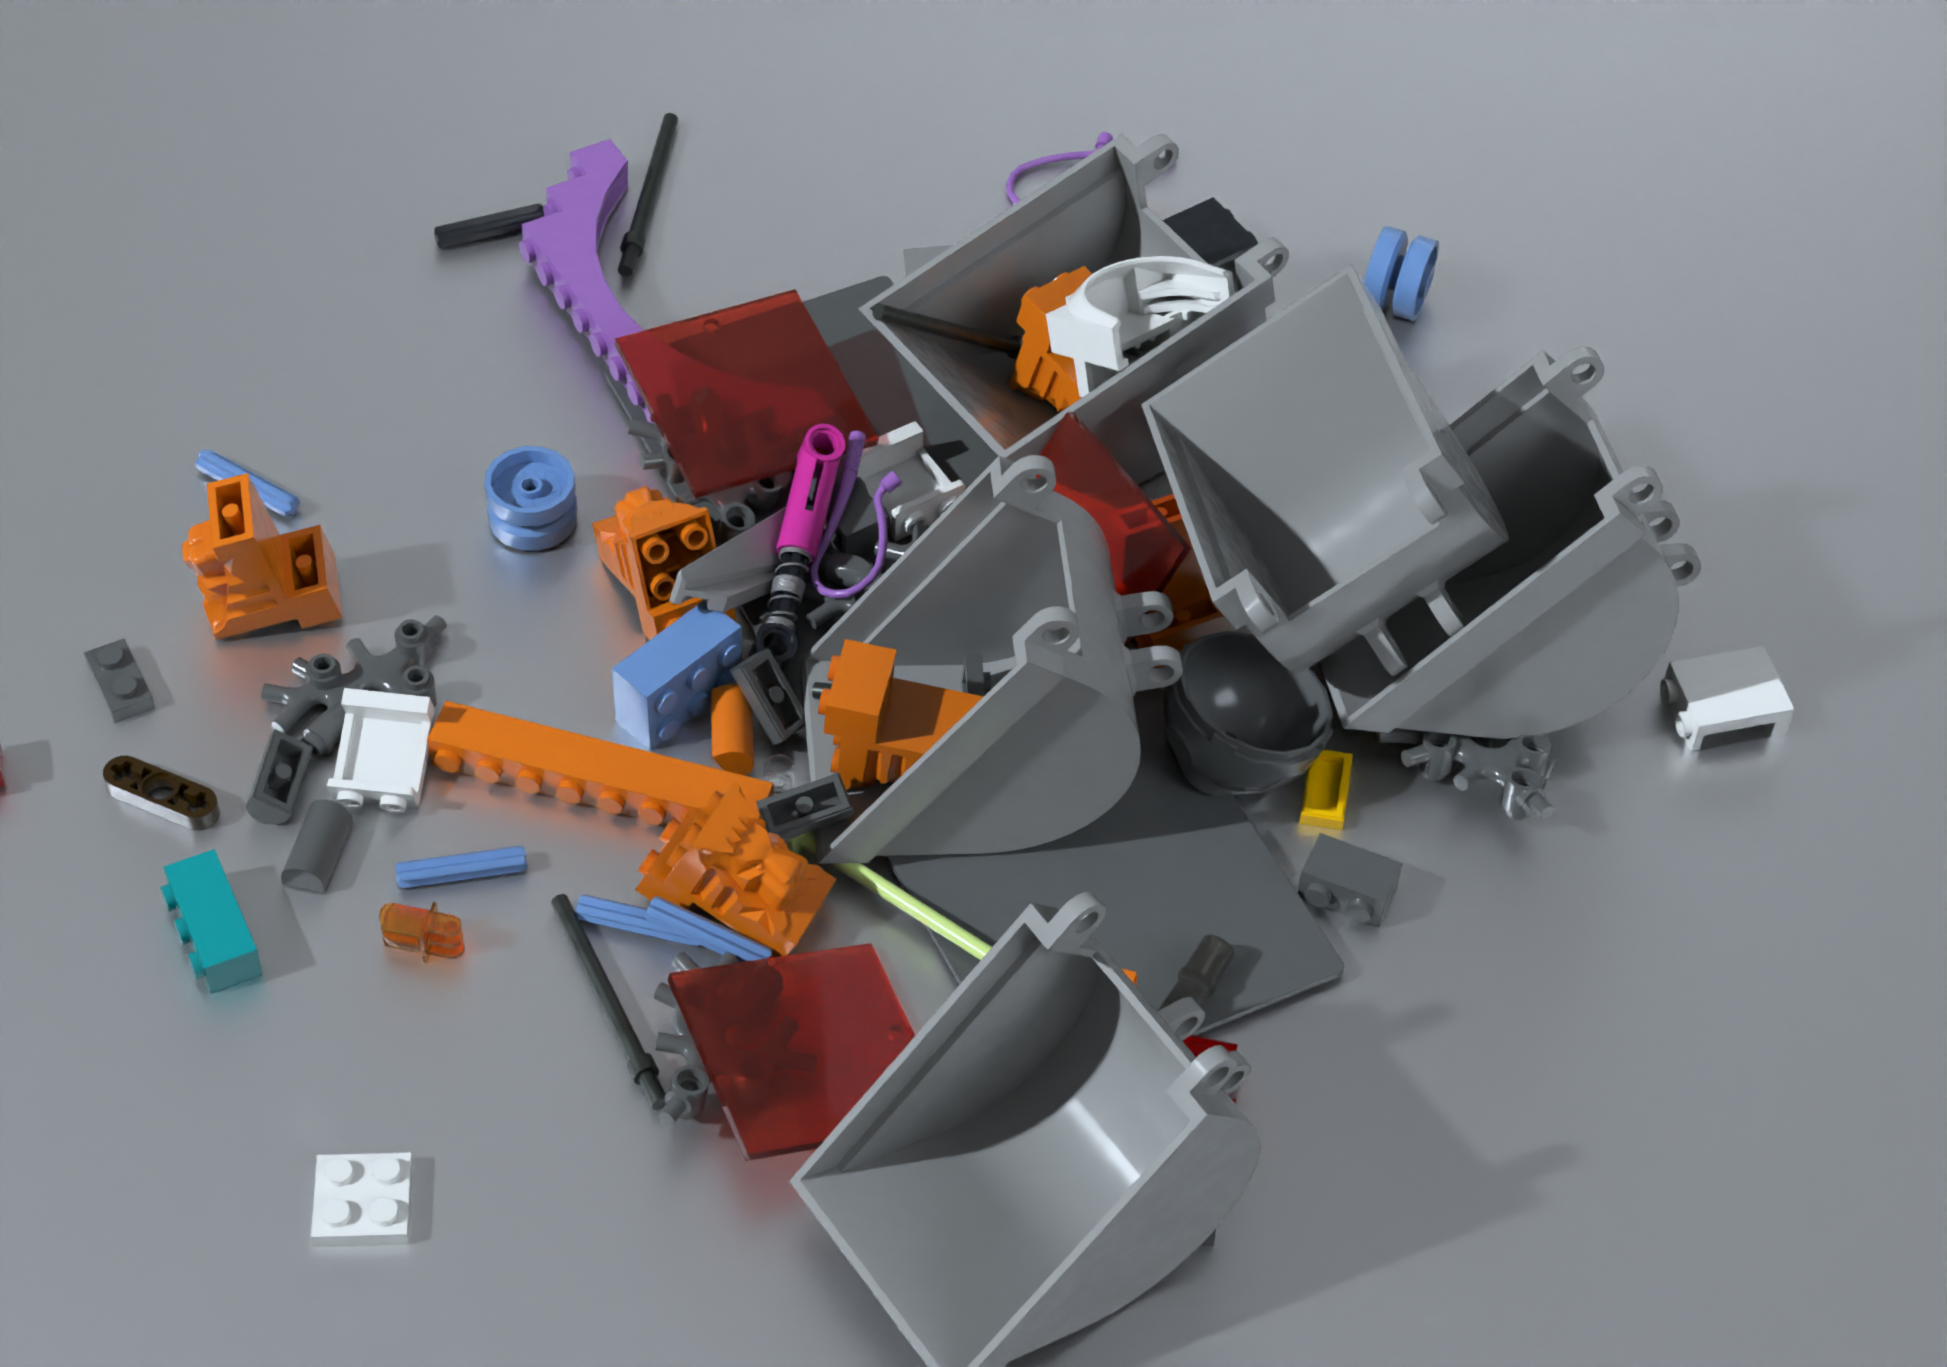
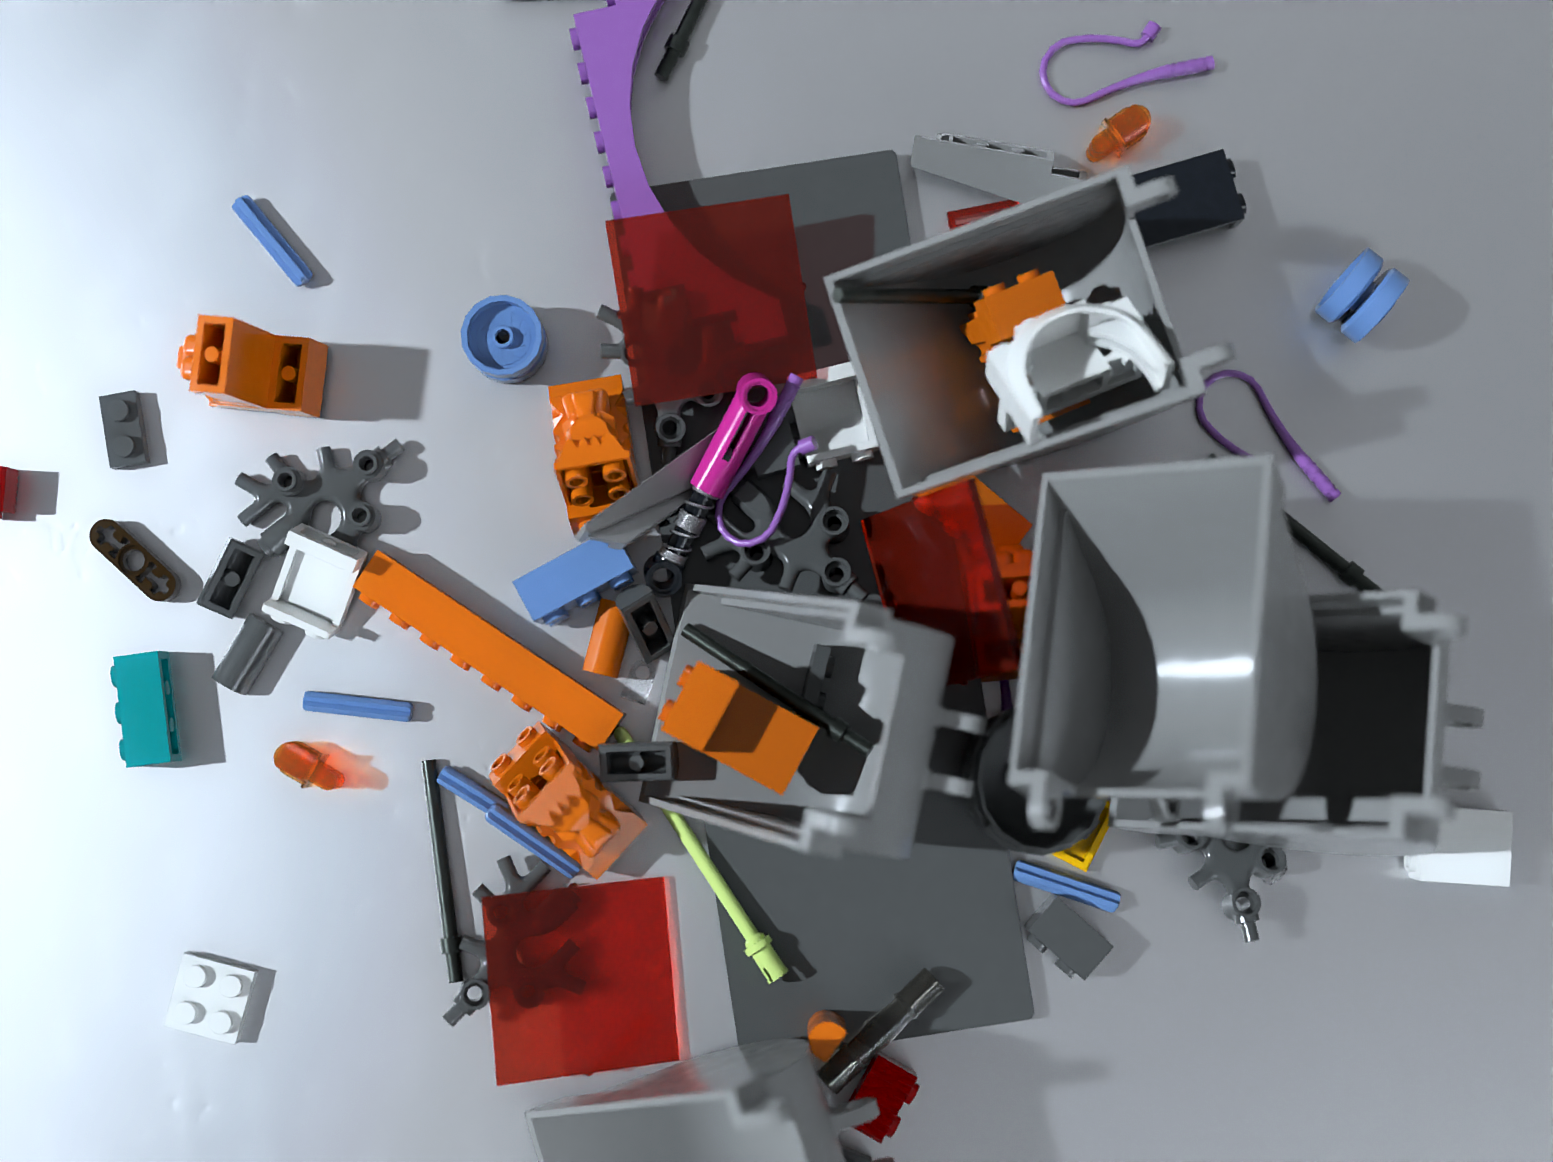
camera: 20 degrees right, 35 degrees up
(1304, 838) = (1066, 886): none -> medium blue axle

